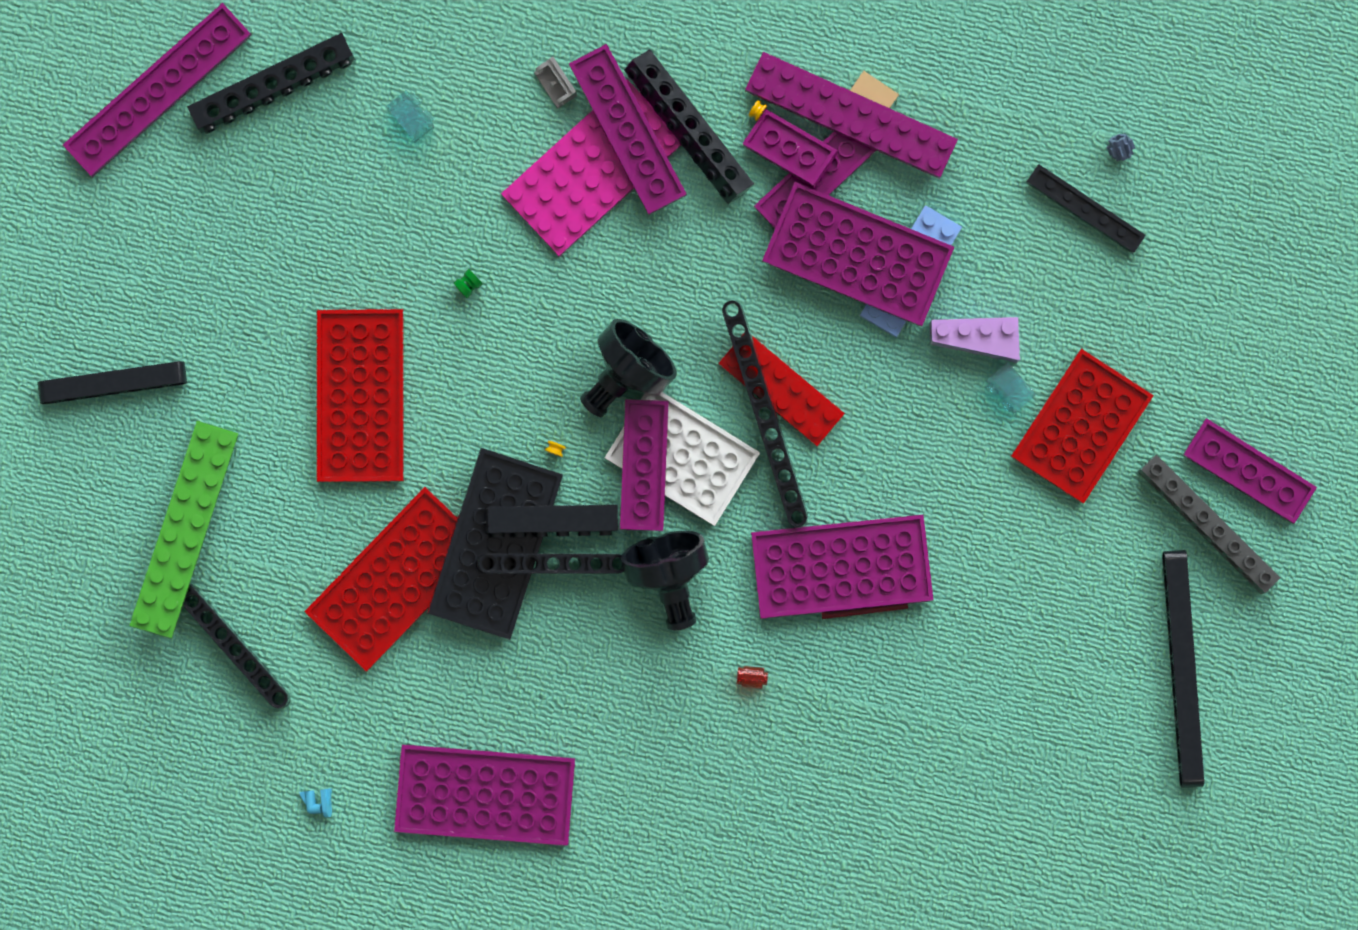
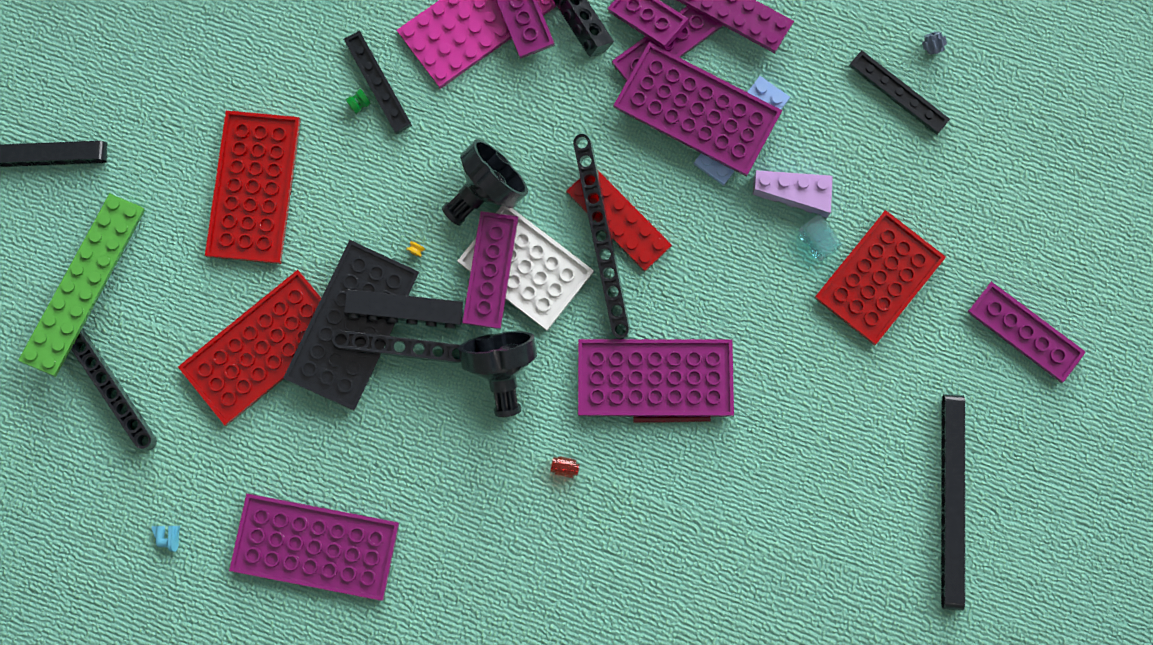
camera: 10 degrees right, 5 degrees down
(487, 258) = (377, 82): none -> black plate
(1208, 524) = (987, 375): dark grey brick -> none

